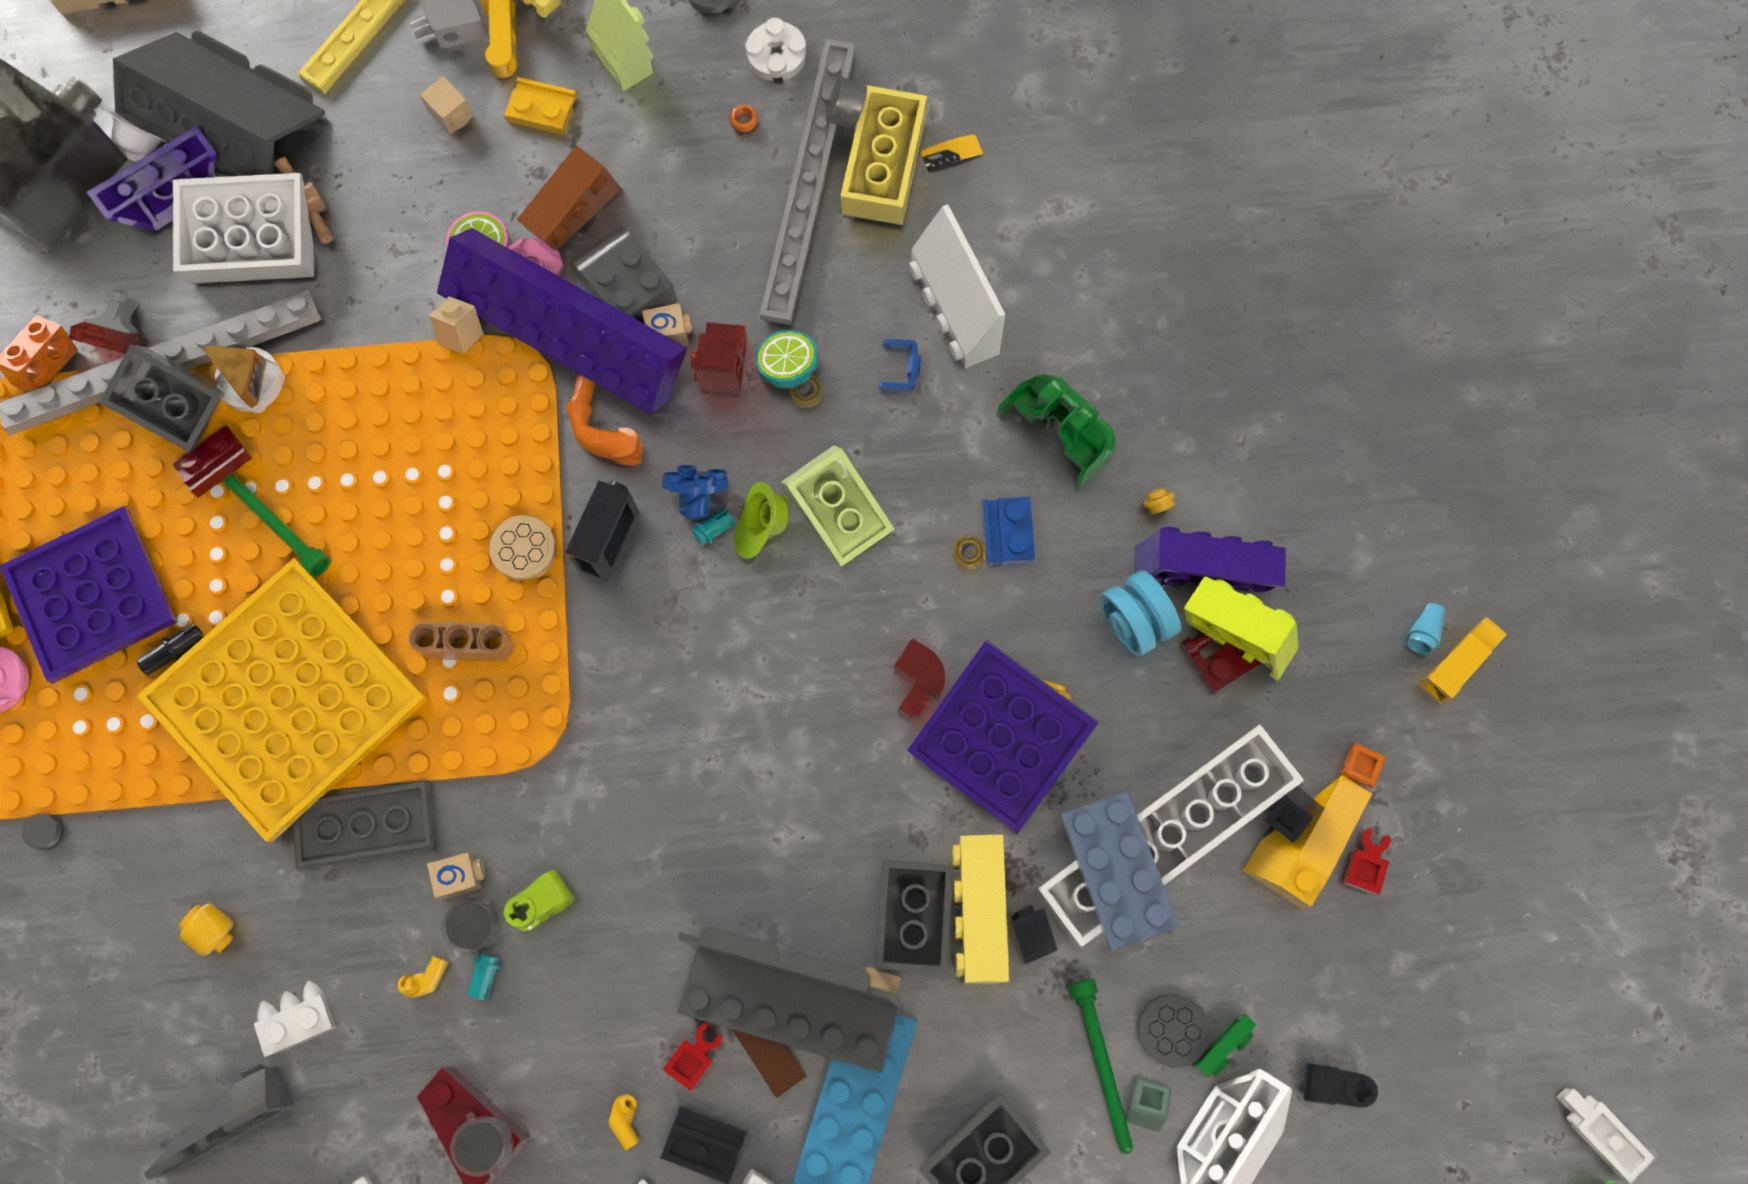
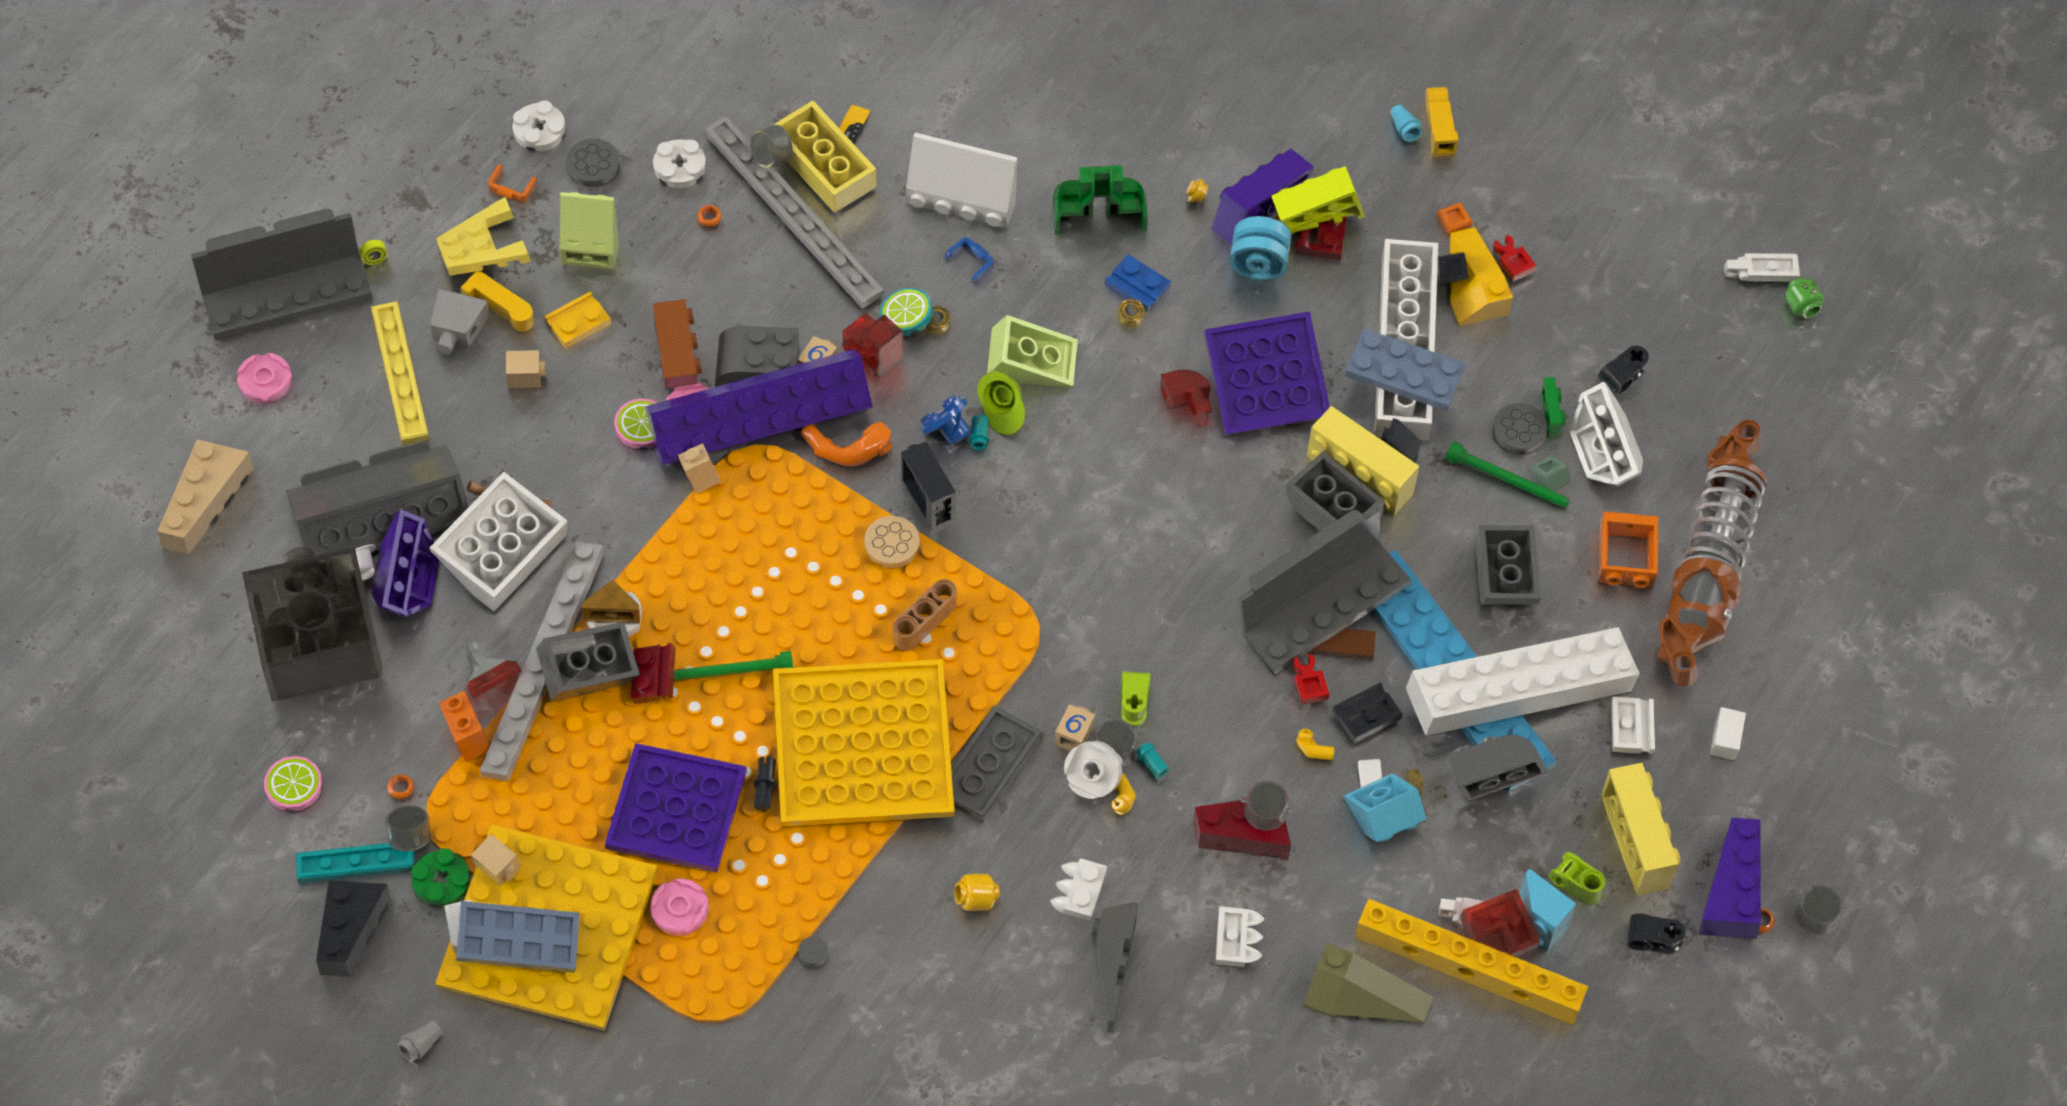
camera: 55 degrees left, 15 degrees down
(427, 917) = (1078, 775): none -> white plate

